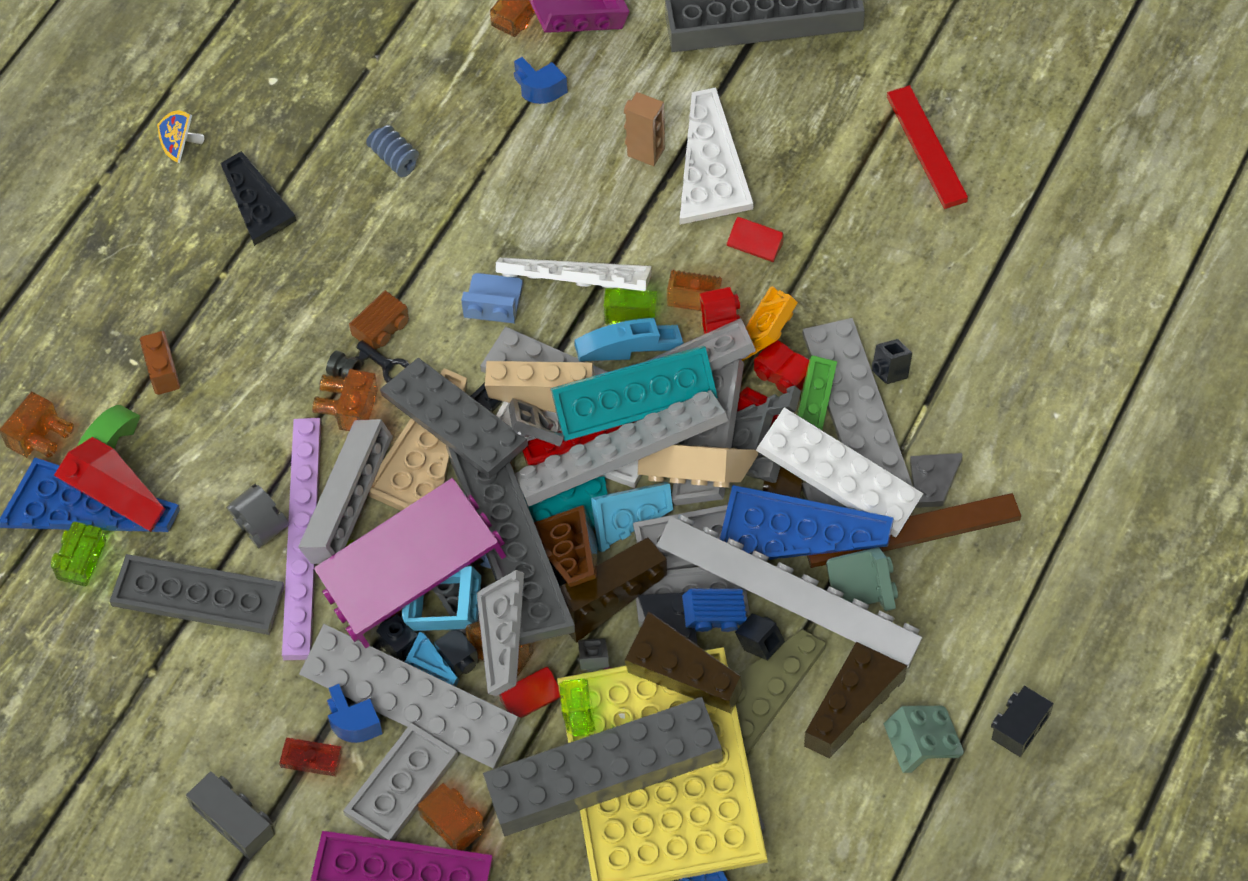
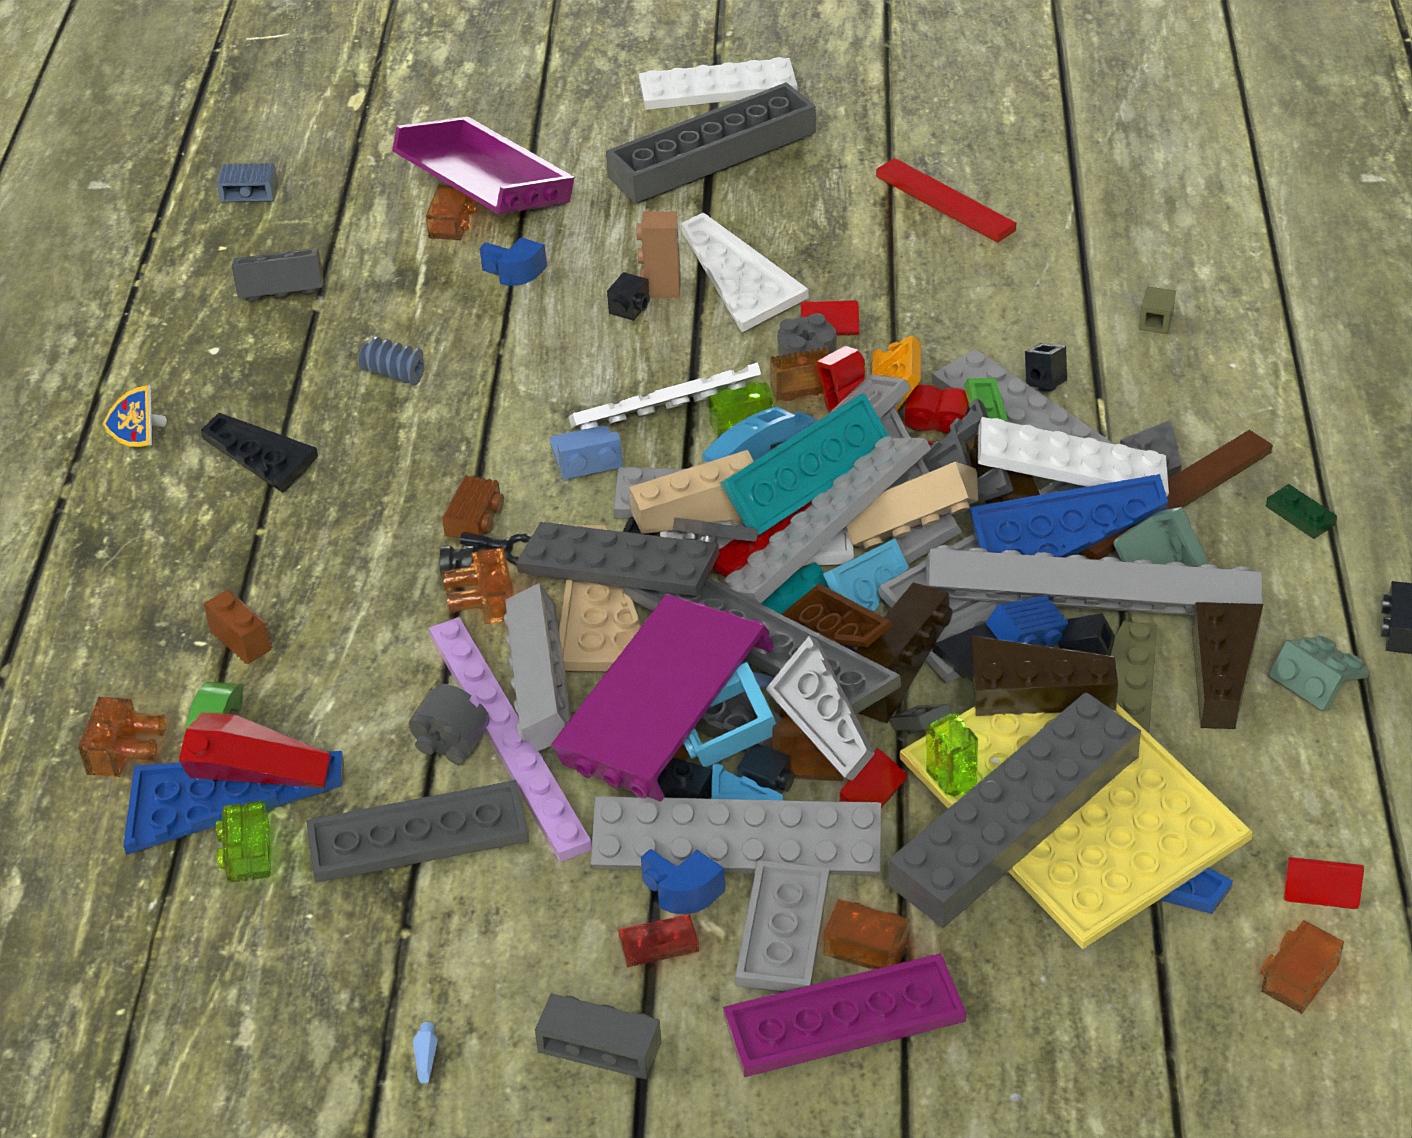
camera: 25 degrees left, 15 degrees down
(115, 772) = (424, 1050): none -> light blue bar
(349, 25) = (278, 274): none -> dark grey brick
(608, 154) = (628, 296): none -> black brick
(717, 258) = (806, 334): none -> dark grey brick
(1011, 583) = (1301, 511): none -> dark green plate
(1024, 337) = (1157, 310): none -> olive brick

